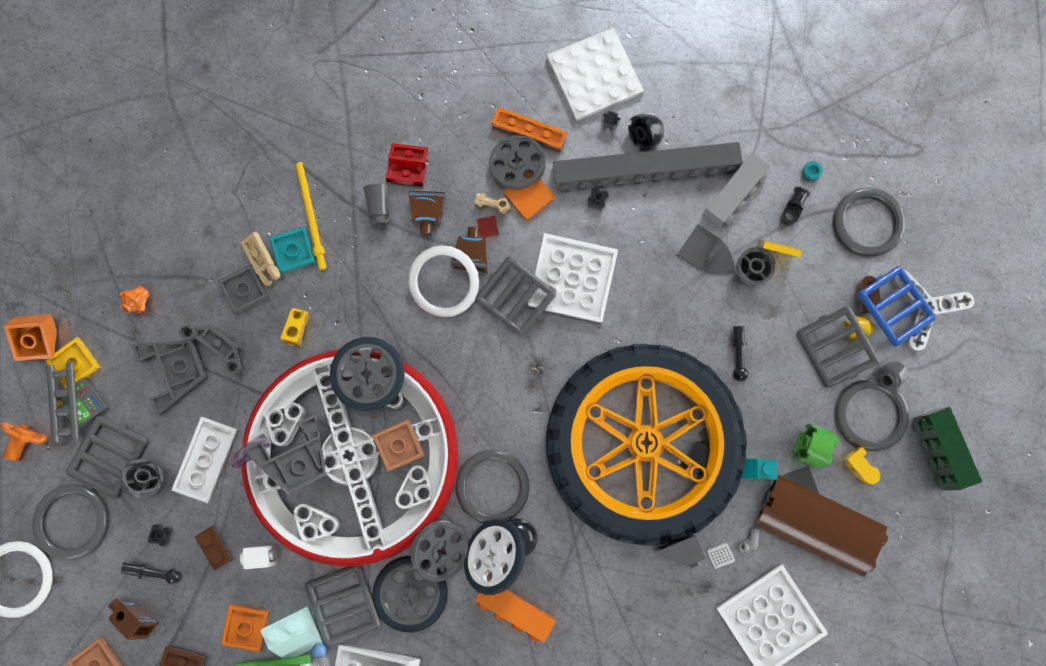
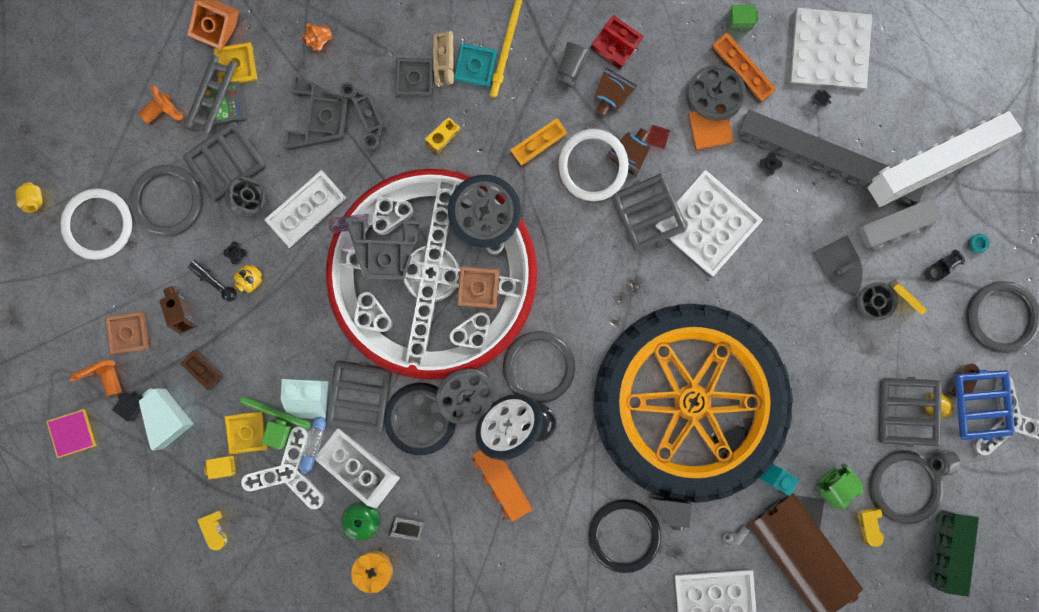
camera: 30 degrees right, 5 degrees up
(183, 553) = (247, 279): none -> yellow head
(213, 548) = (274, 288): reddish brown plate -> none
(244, 627) = (267, 370): orange tile -> none
(259, 556) = (310, 317): white brick -> none
(385, 287) = (539, 142): none -> light orange plate
(501, 204) = (681, 123): tan bar -> none
(504, 86) = (743, 16): none -> bright green brick
(622, 610) = (655, 531): none -> black wedge
(646, 130) = (848, 126): black cylinder -> none
(720, 555) = (703, 533): white slope -> none
(740, 372) = (810, 387): black pin -> none
(741, 115) = (943, 158): none -> white brick

